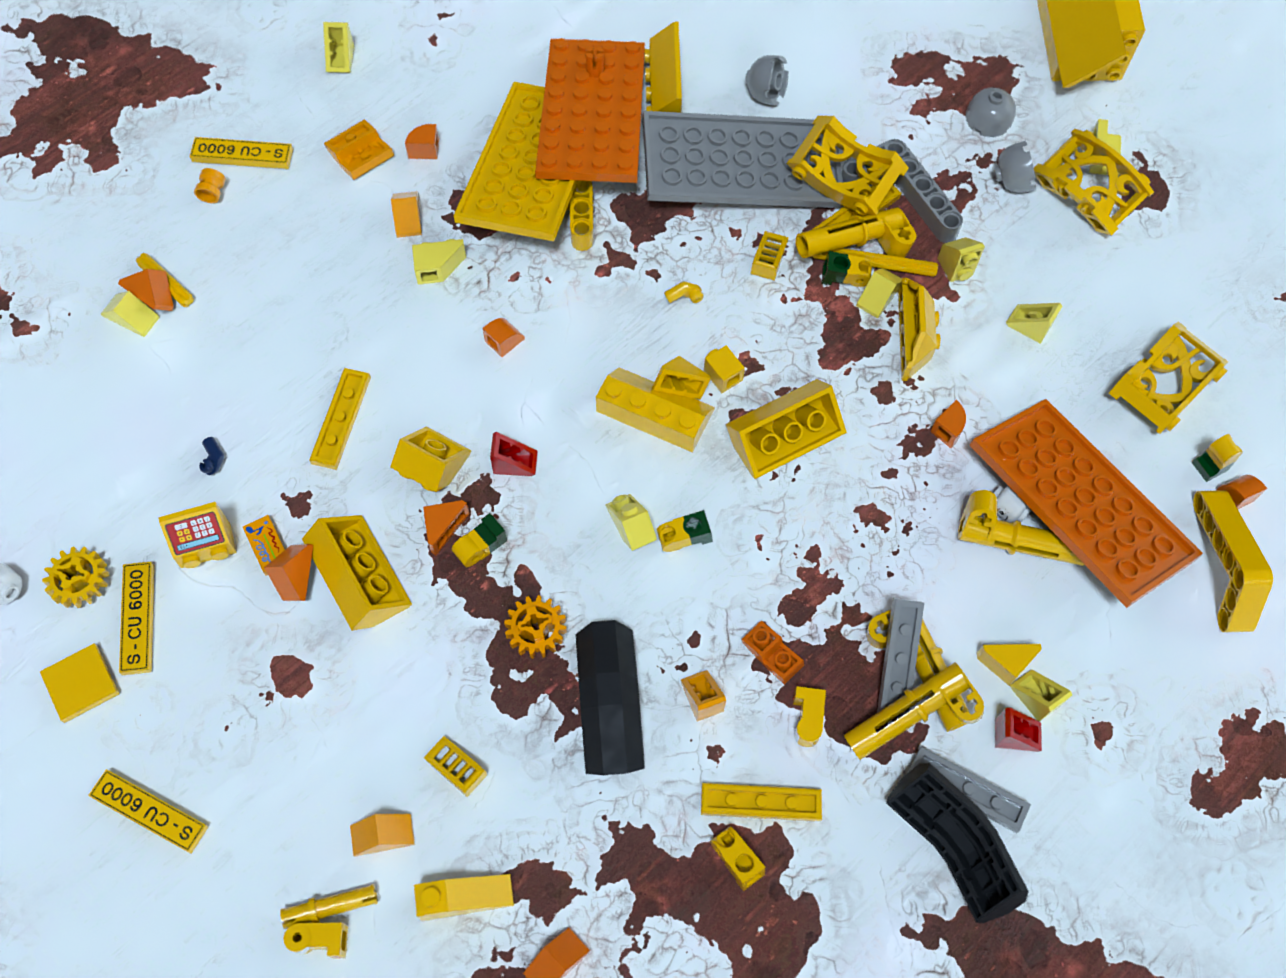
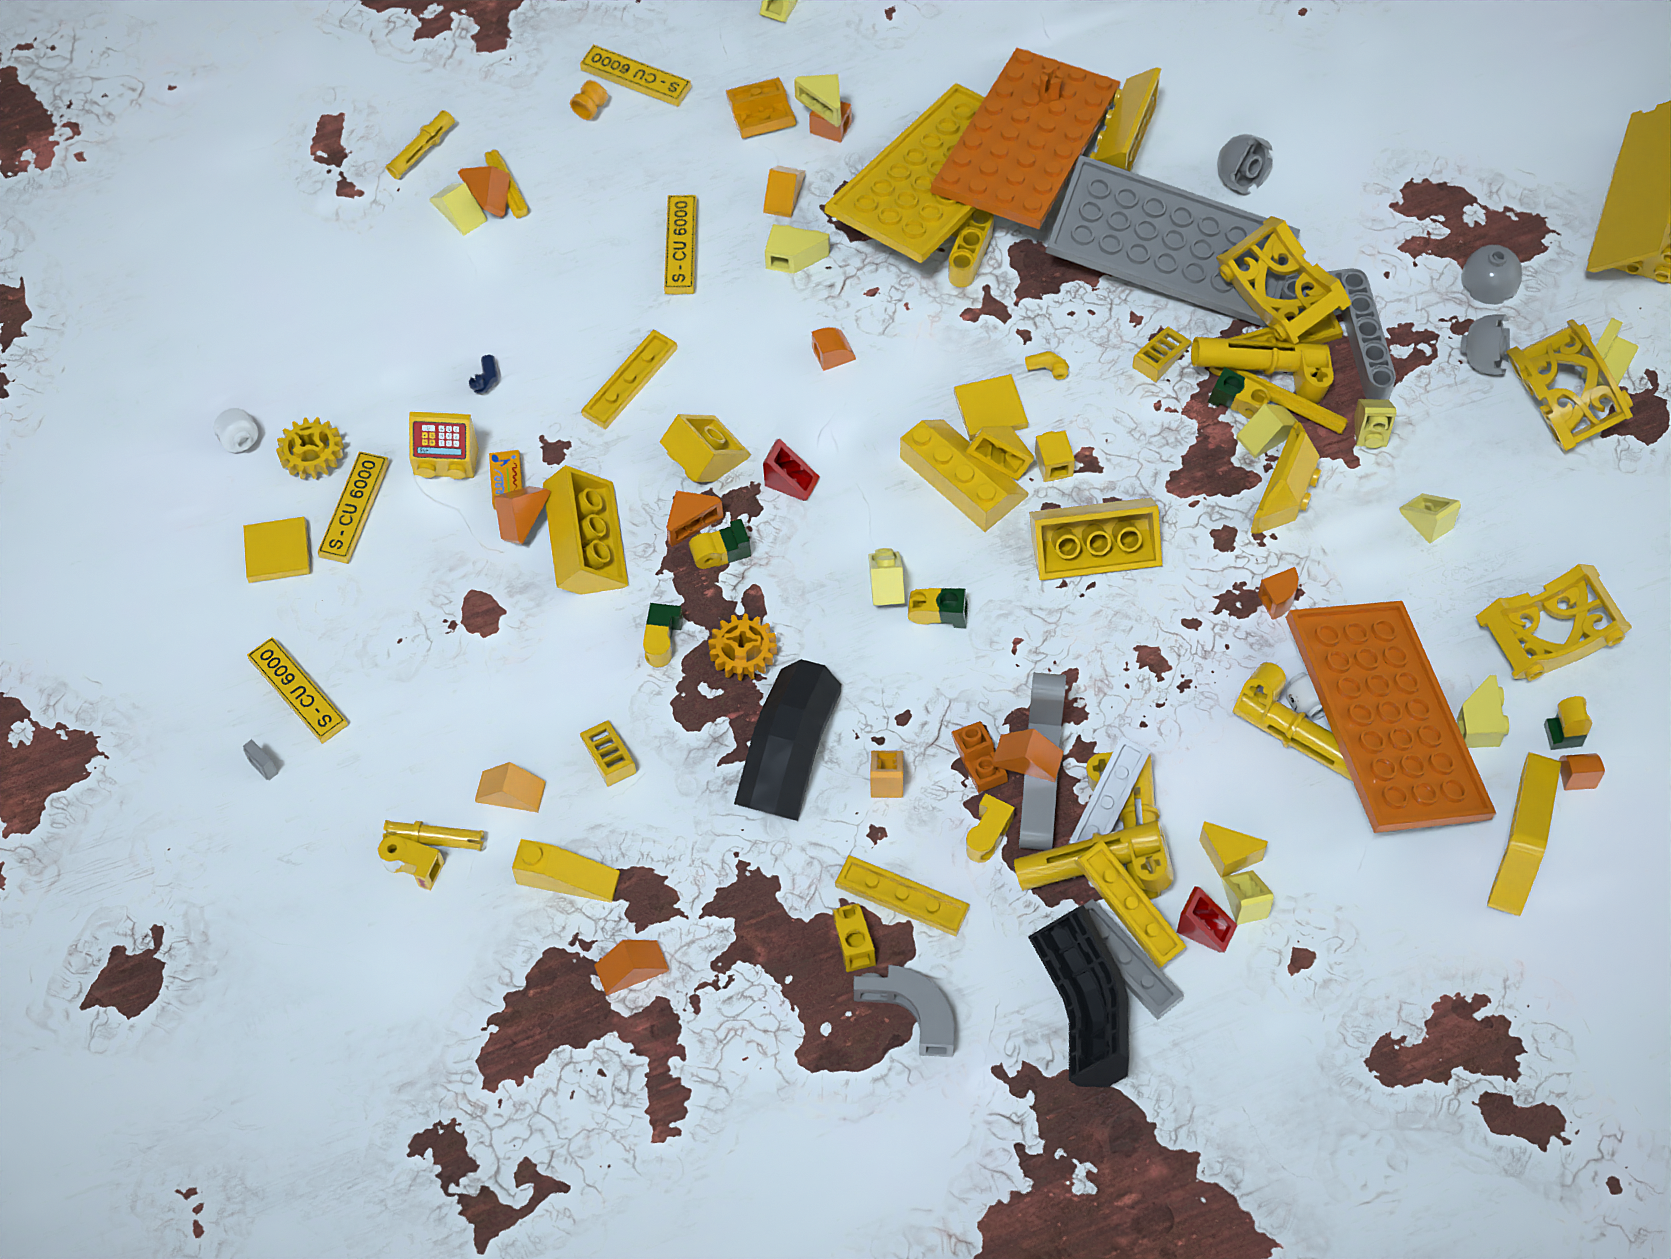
camera: 25 degrees right, 5 degrees down
(78, 260) = (428, 136): none -> yellow pin
(138, 895) = (259, 760): none -> light grey tile
(338, 286) = (680, 244): none -> yellow tile
(410, 124) = (820, 95): none -> light yellow slope
(459, 648) = (658, 633): none -> leg
(653, 343) = (990, 405): none -> yellow tile
(815, 601) = (1040, 794): none -> light grey beam
(818, 639) = (1028, 754): none -> orange slope
(822, 894) = (920, 998): none -> light grey arch
(960, 743) = (1130, 904): none -> yellow tile
(1150, 472) = (1482, 716): none -> light yellow slope

